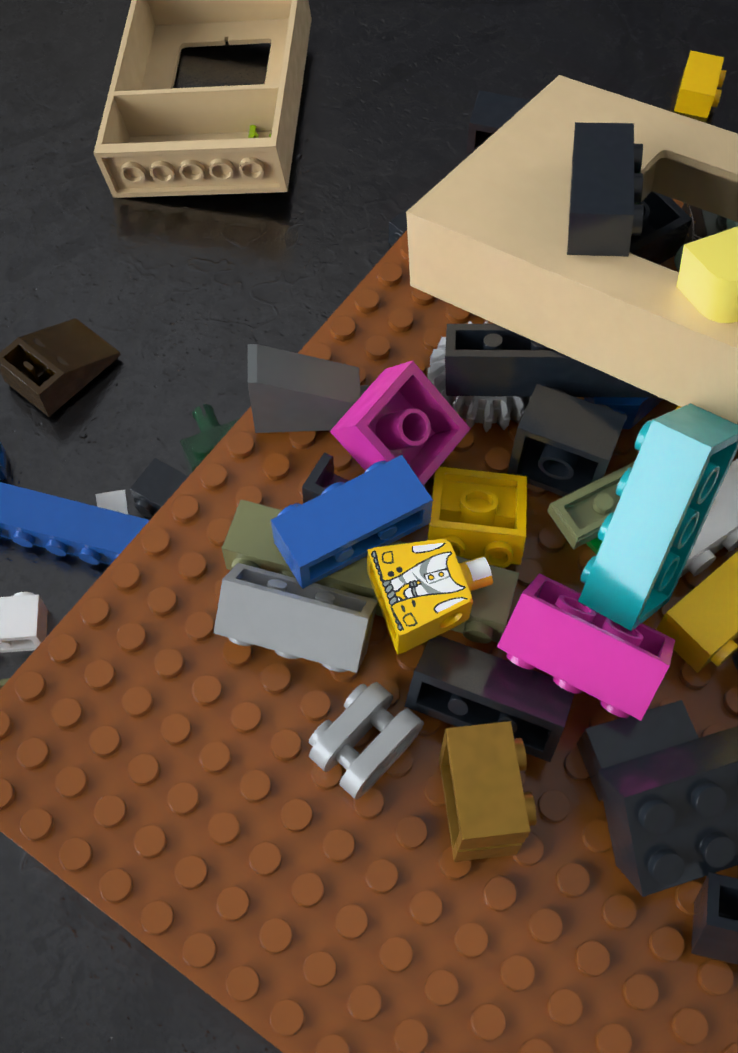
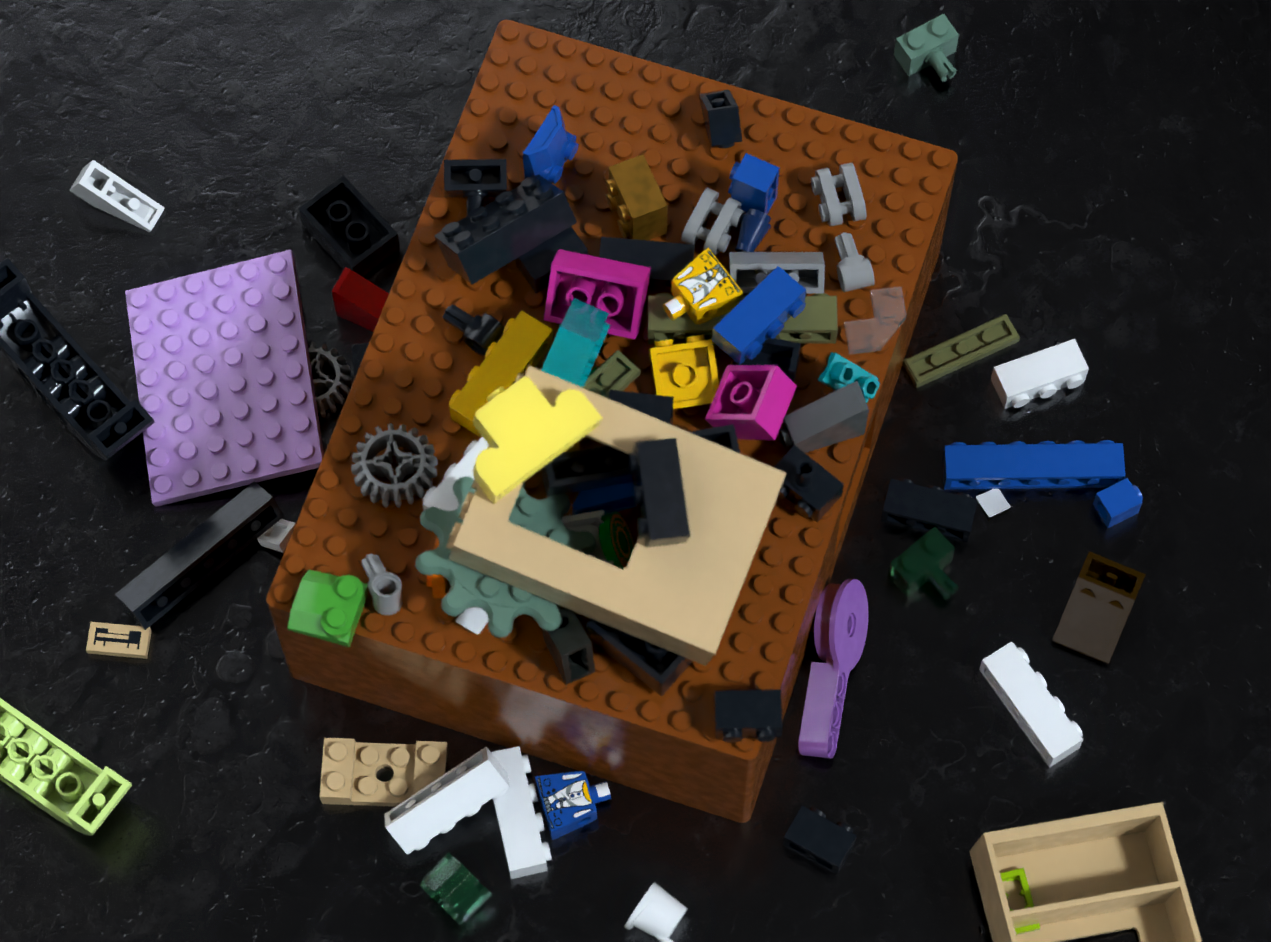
camera: 165 degrees right, 5 degrees up
(154, 536) = (874, 333): none -> clear tile
(165, 750) = (830, 207): none -> light grey brick
(171, 300) = (1031, 703): none -> white brick
(176, 602) = (853, 270): none -> light grey axle
(251, 437) = (843, 372): none -> teal hips
(281, 760) = (754, 183): none -> blue brick
(288, 936) = (721, 118): none -> black slope
(306, 708) = (752, 230): none -> dark blue cone
(357, 333) = (808, 484): none -> black brick
(613, 944) = (549, 148): none -> blue slope

